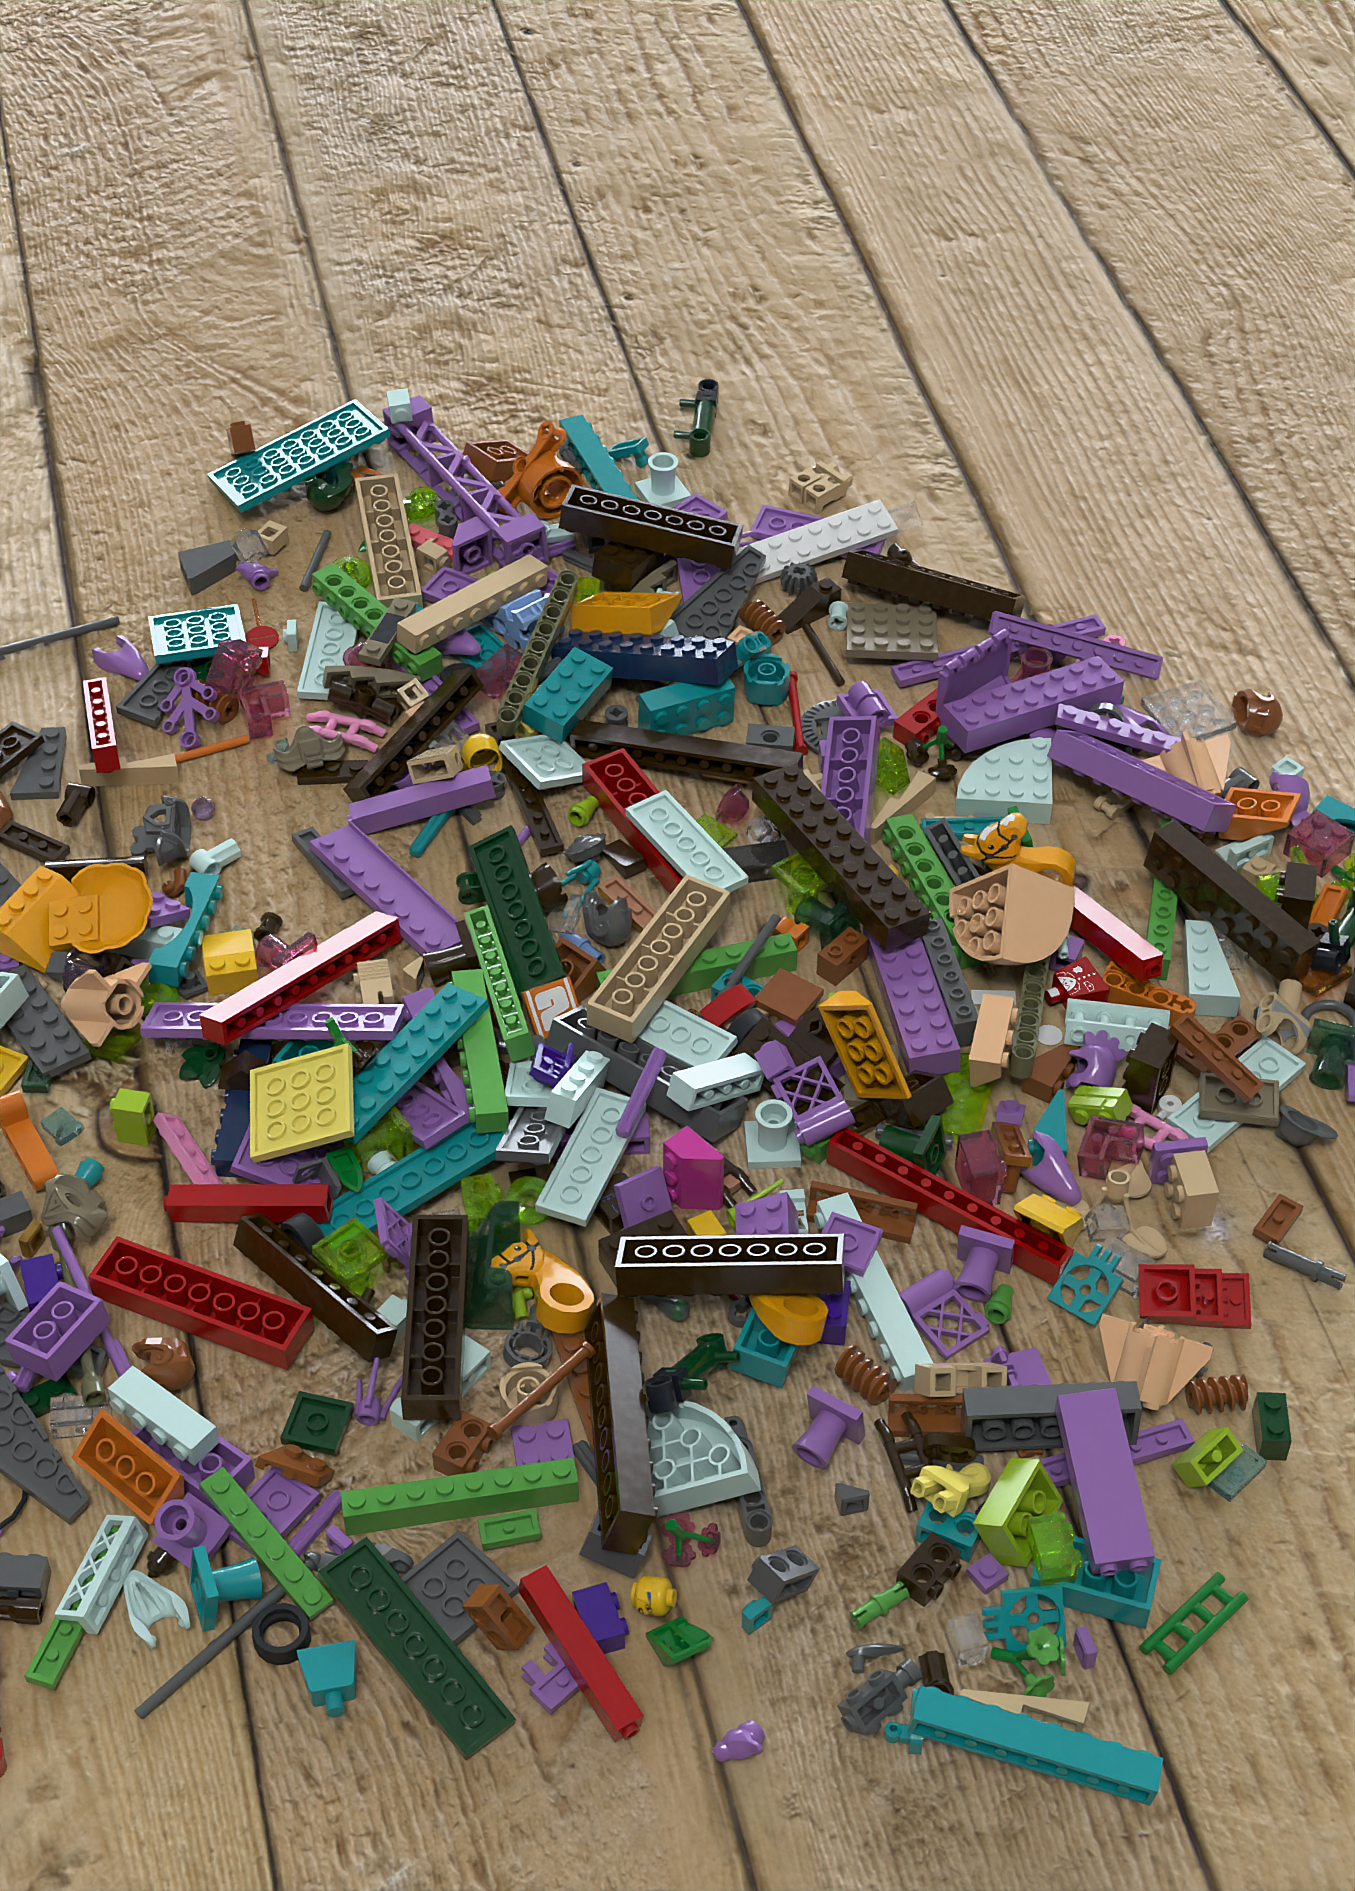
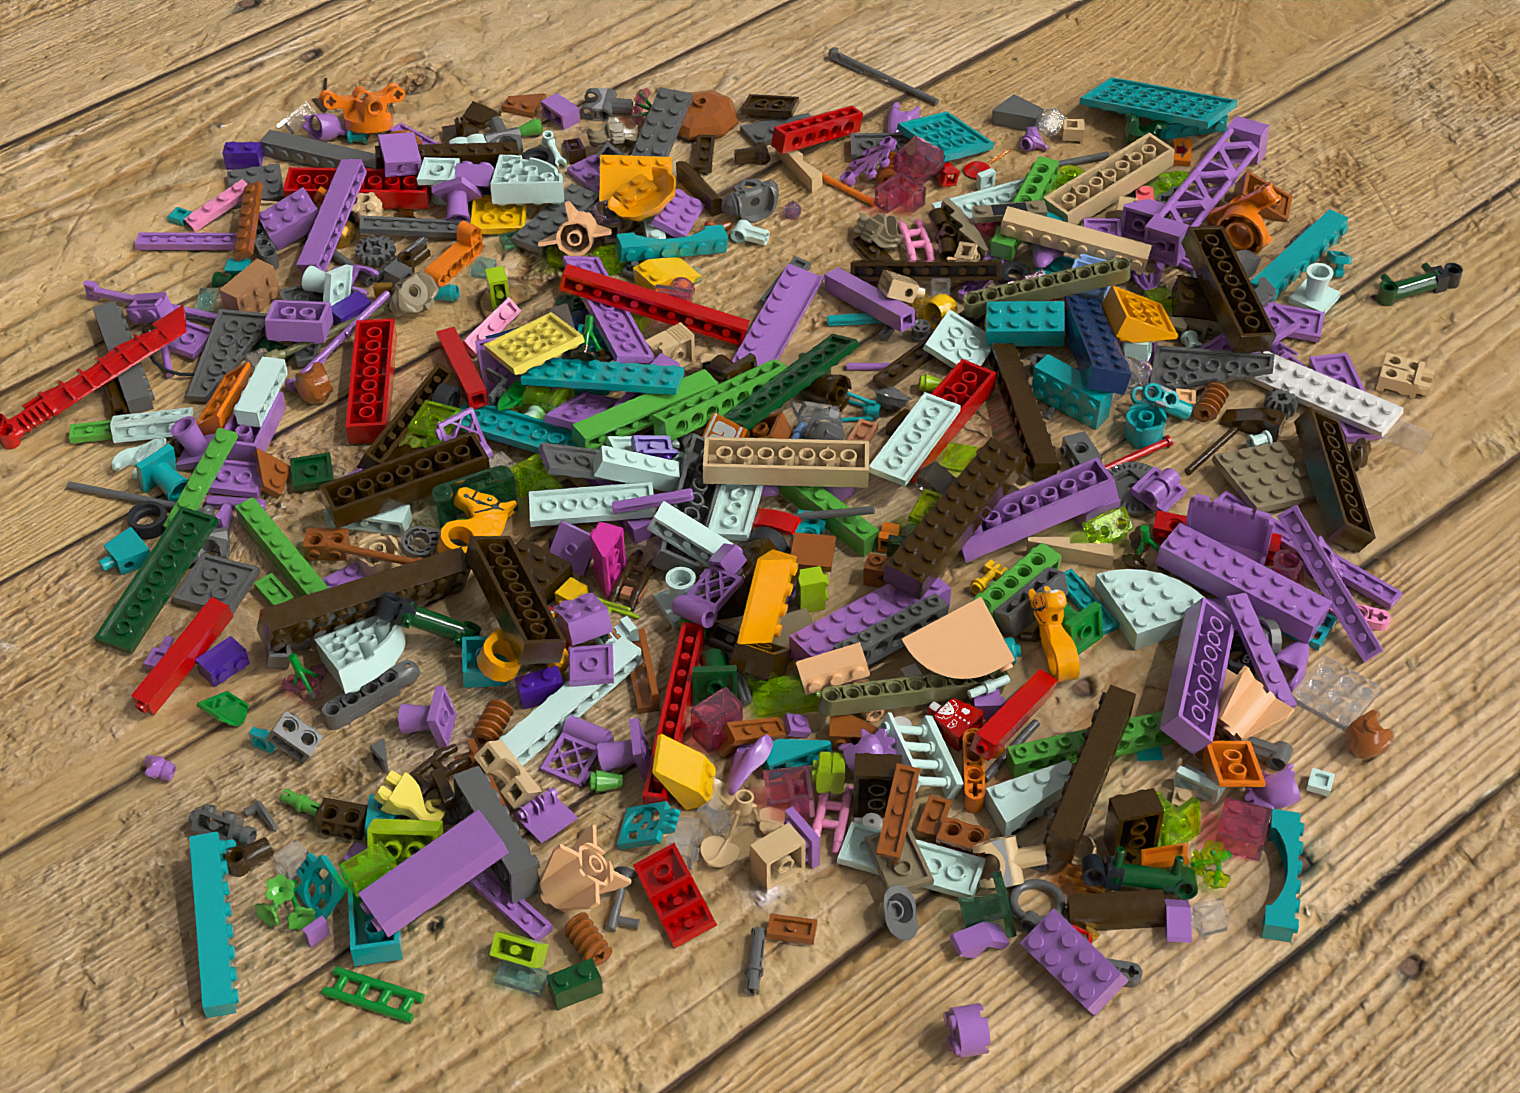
camera: 65 degrees right, 0 degrees up
(240, 437) = (1152, 71): dark orange brick -> none
(268, 927) = (705, 282): dark brown bush -> none
(399, 406) = (1239, 118): light aqua brick -> none
(498, 1617) = (191, 601): dark orange brick -> none
(653, 1596) = (253, 681): yellow head -> none
(1066, 1713) = (244, 907): tan slope -> none

